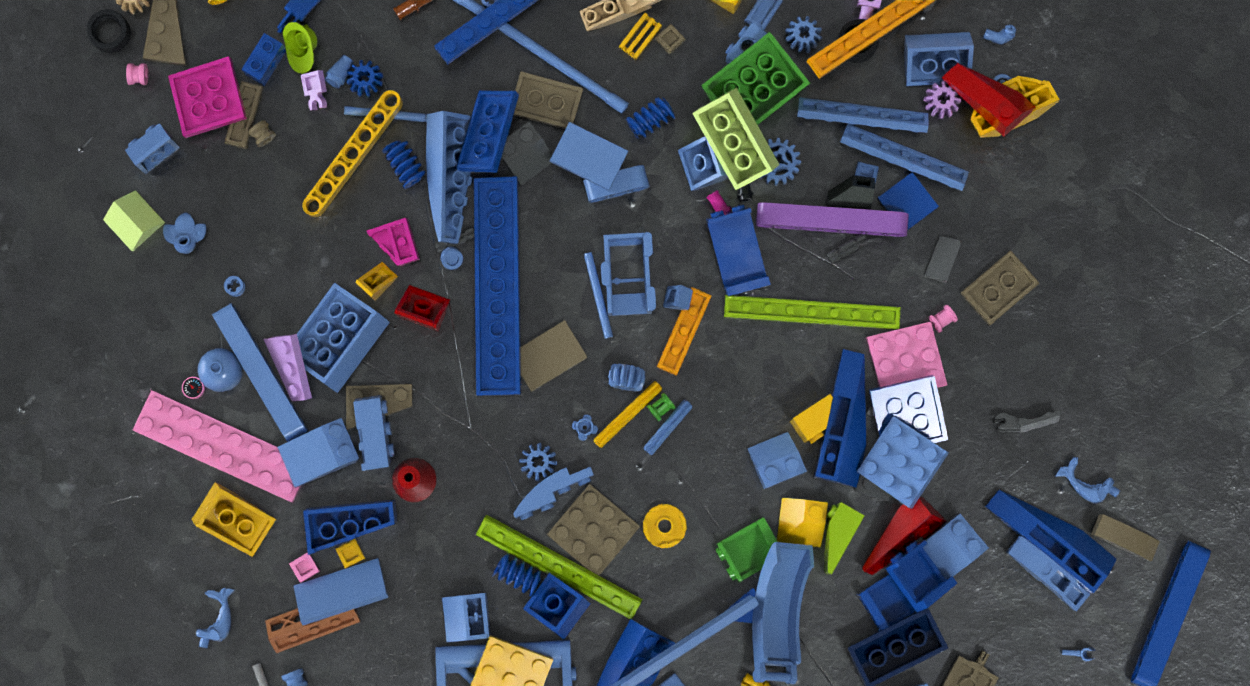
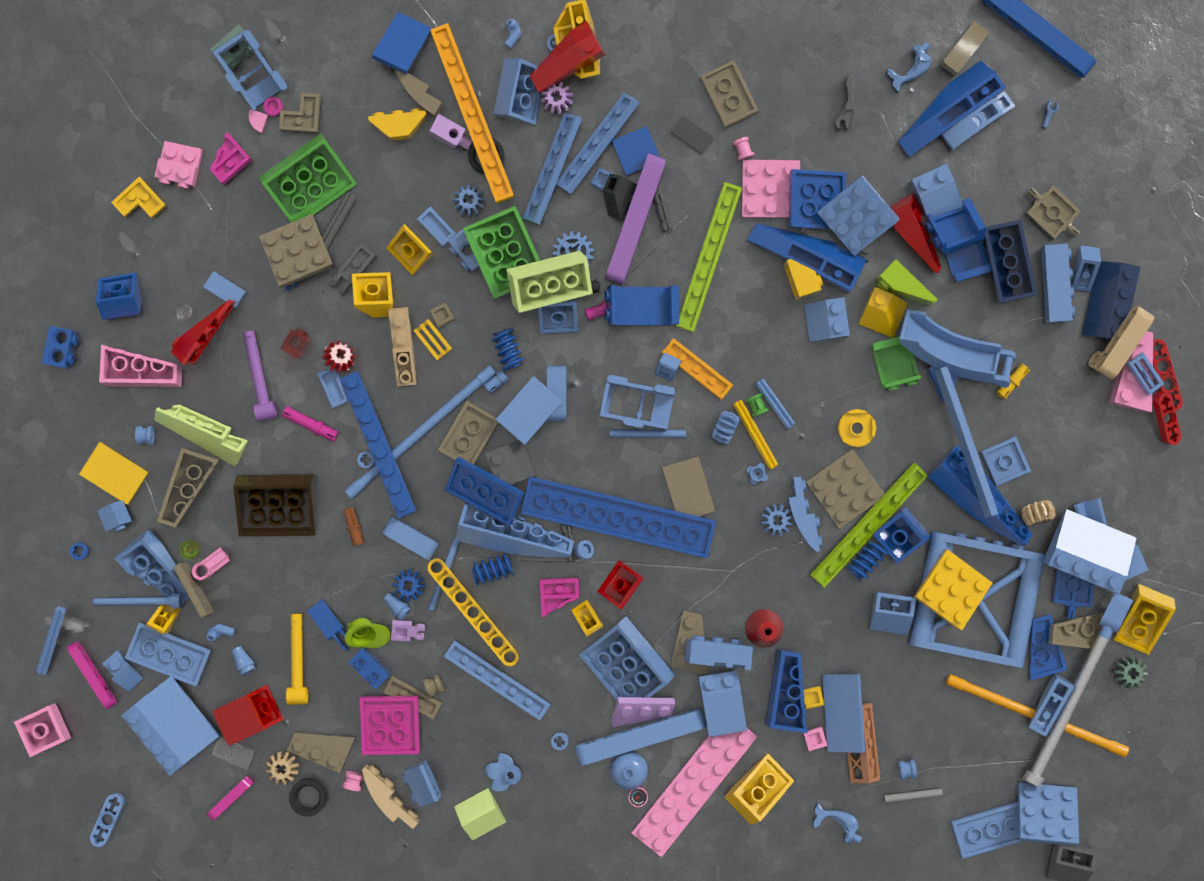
camera: 75 degrees left, 5 degrees up
(131, 107) = (381, 792): none -> tan slope
(284, 200) = (497, 680): none -> medium blue plate
(416, 67) = (410, 538): none -> medium blue beam
(612, 116) = (496, 381): none -> medium blue pin

